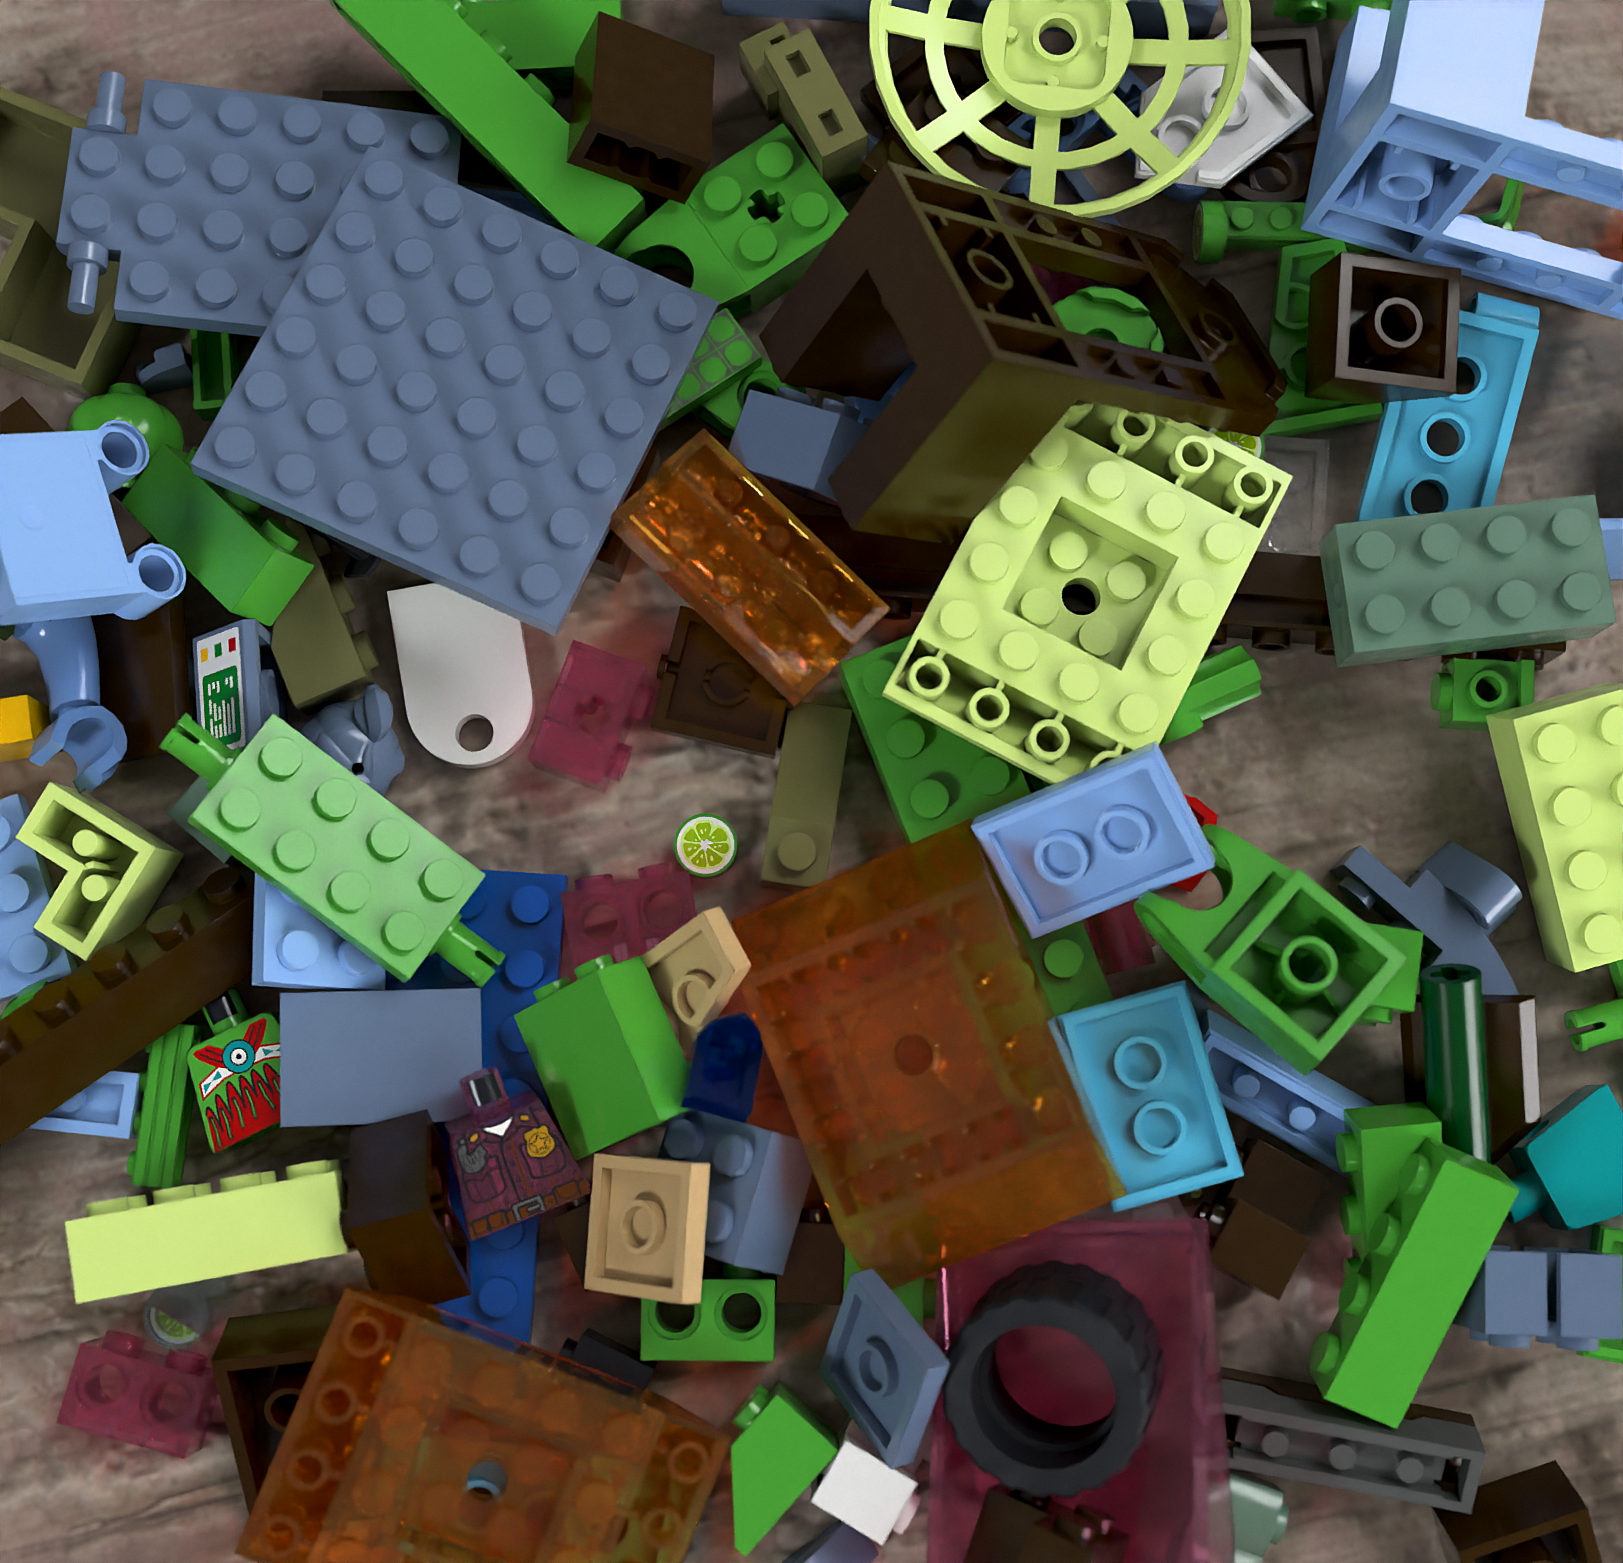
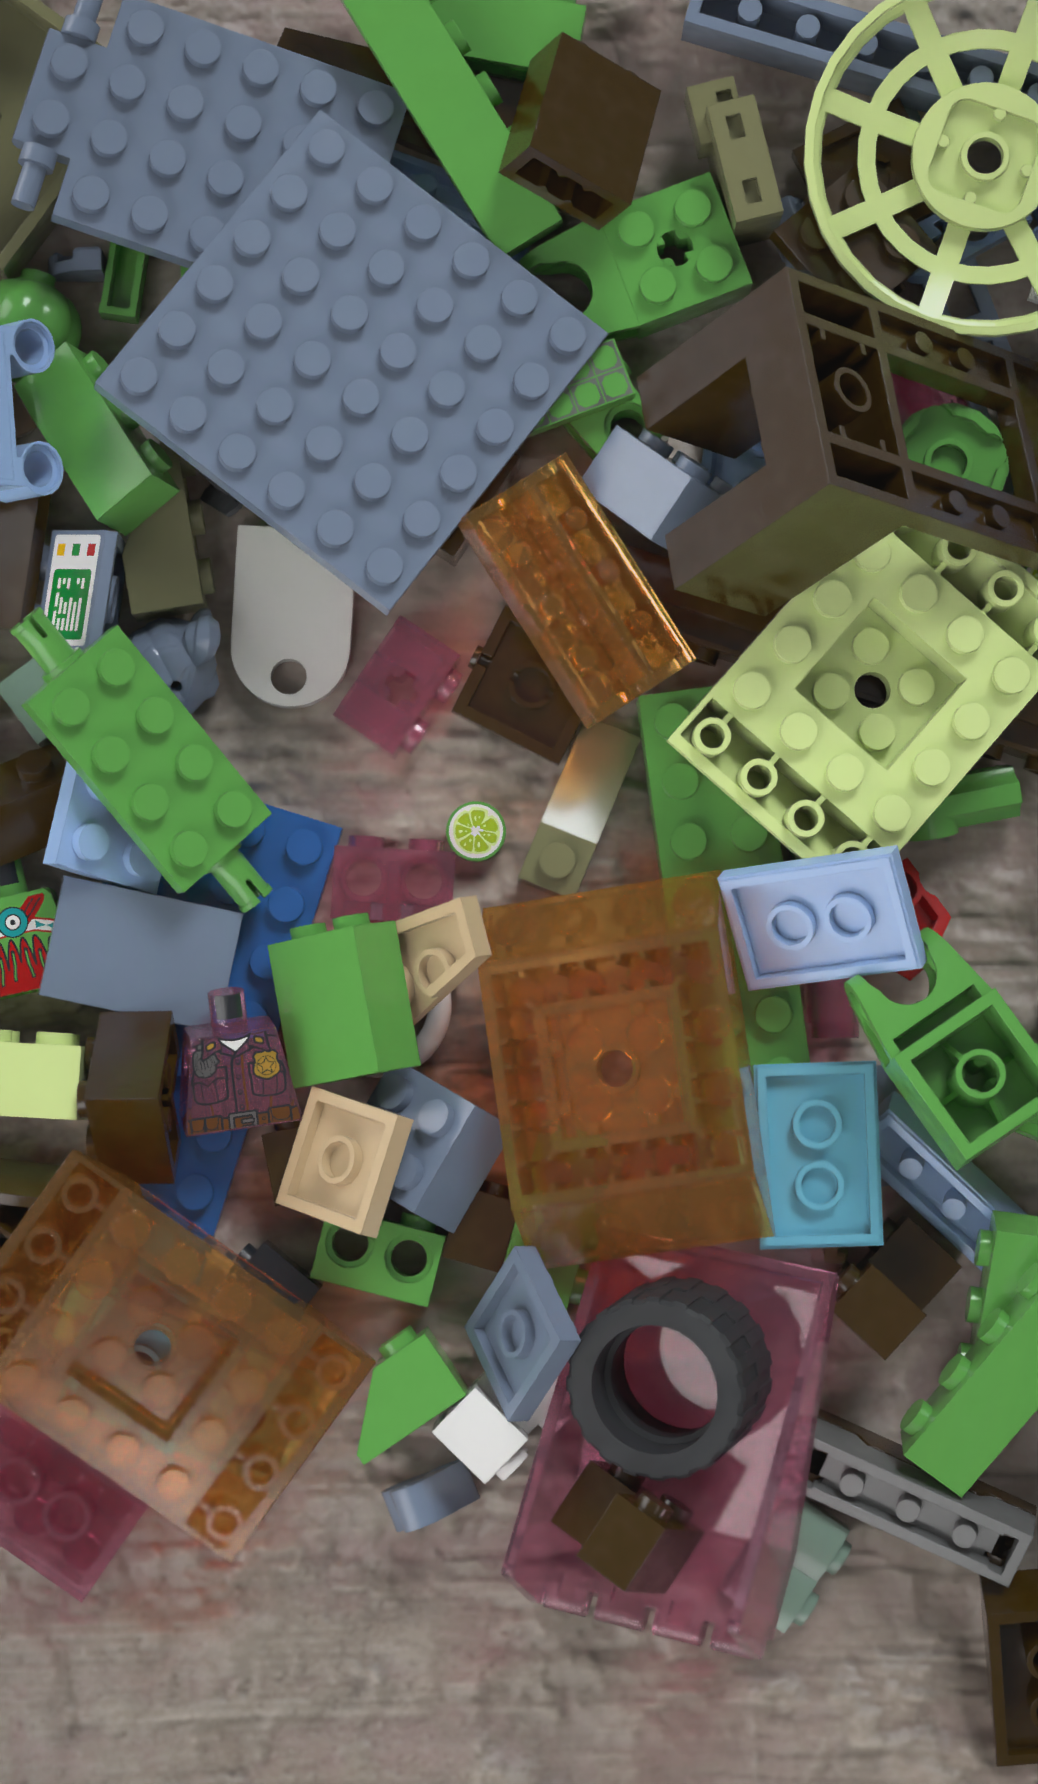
camera: 15 degrees right, 5 degrees up
(724, 1068) = (446, 1039): clear blue plate -> none

